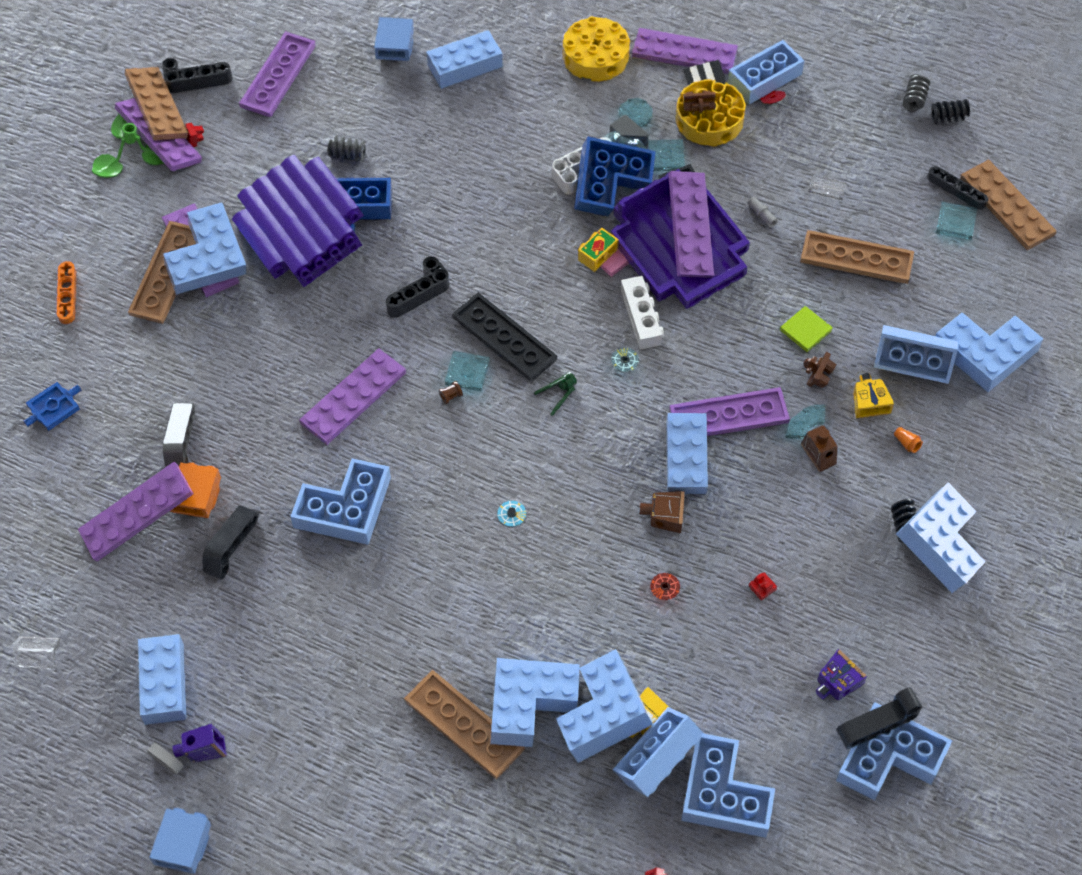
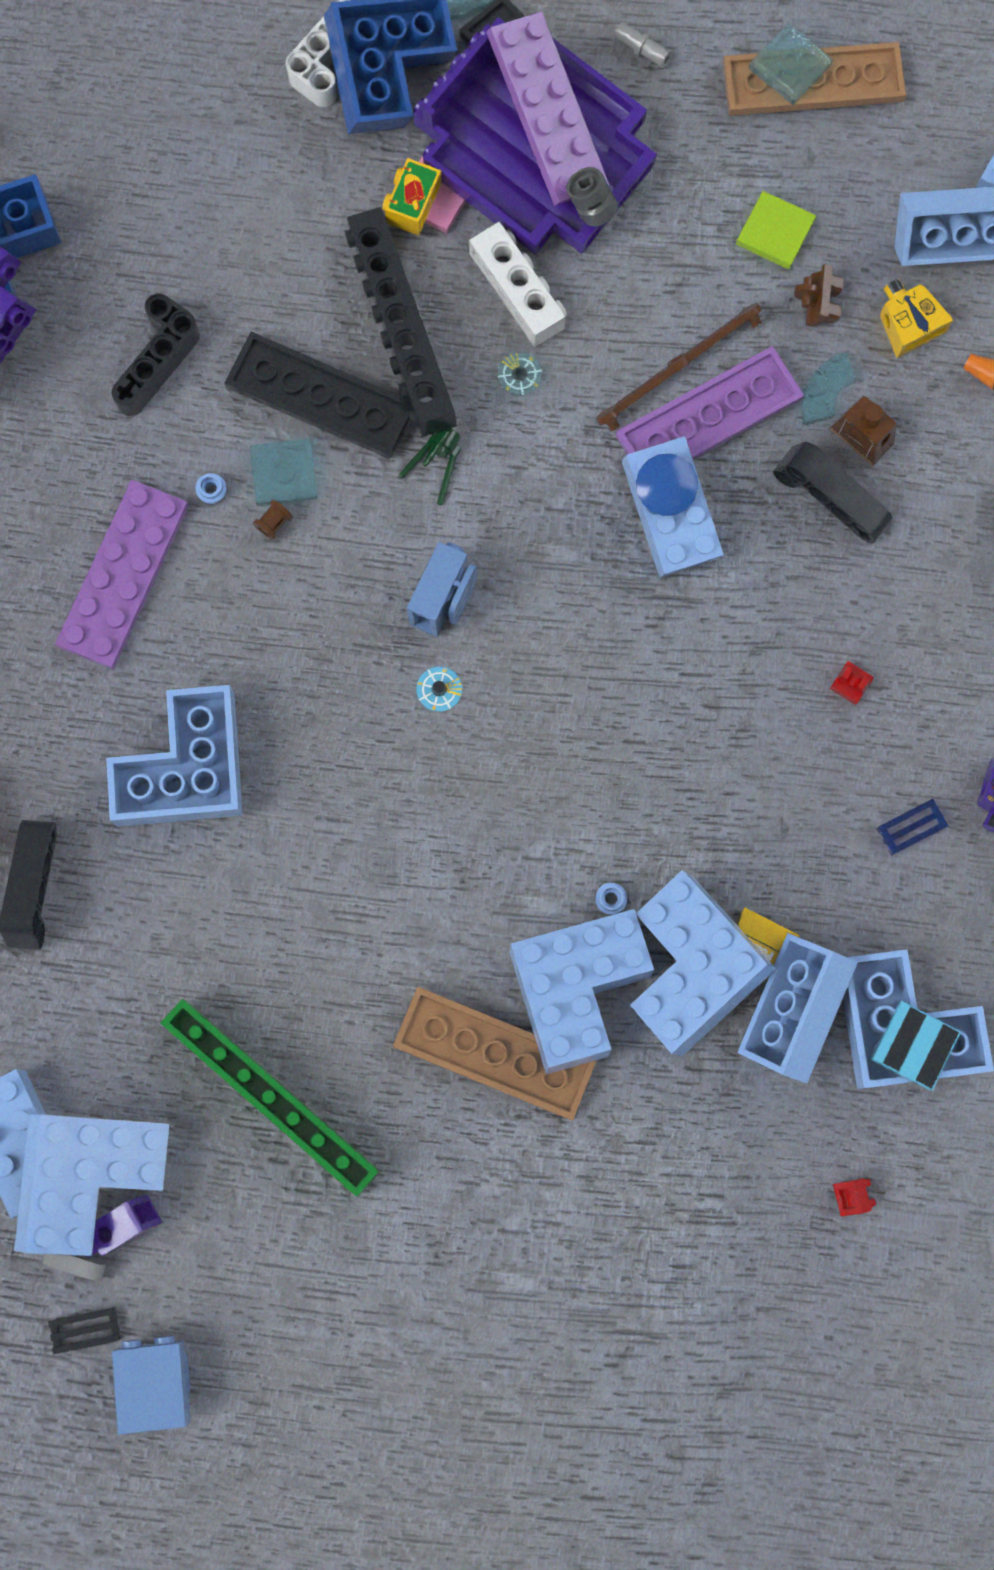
camera: 20 degrees left, 20 degrees up
(156, 792) = (55, 1335): none -> black tile
(188, 692) = (66, 1167): none -> light blue brick
(320, 702) = (270, 1097): none -> green brick
(422, 361) = (210, 480): none -> light blue plate
(533, 456) = (442, 589): none -> medium blue brick
(565, 312) = (368, 229): none -> black brick
(569, 654) = (618, 891): none -> light blue plate
(665, 510) = (670, 610): reddish brown torso -> none
(665, 586) = (710, 732): clear red piece -> none
(669, 397) = (679, 362): none -> reddish brown piece
(685, 435) = (666, 484): none -> blue dish
(699, 275) = (592, 196): none -> dark grey wheel
(723, 796) = (915, 1045): none -> tile
(771, 687) = (889, 839): none -> clear blue tile
(789, 474) = (835, 489): none -> black beam
(844, 244) = (790, 64): none -> clear light blue tile

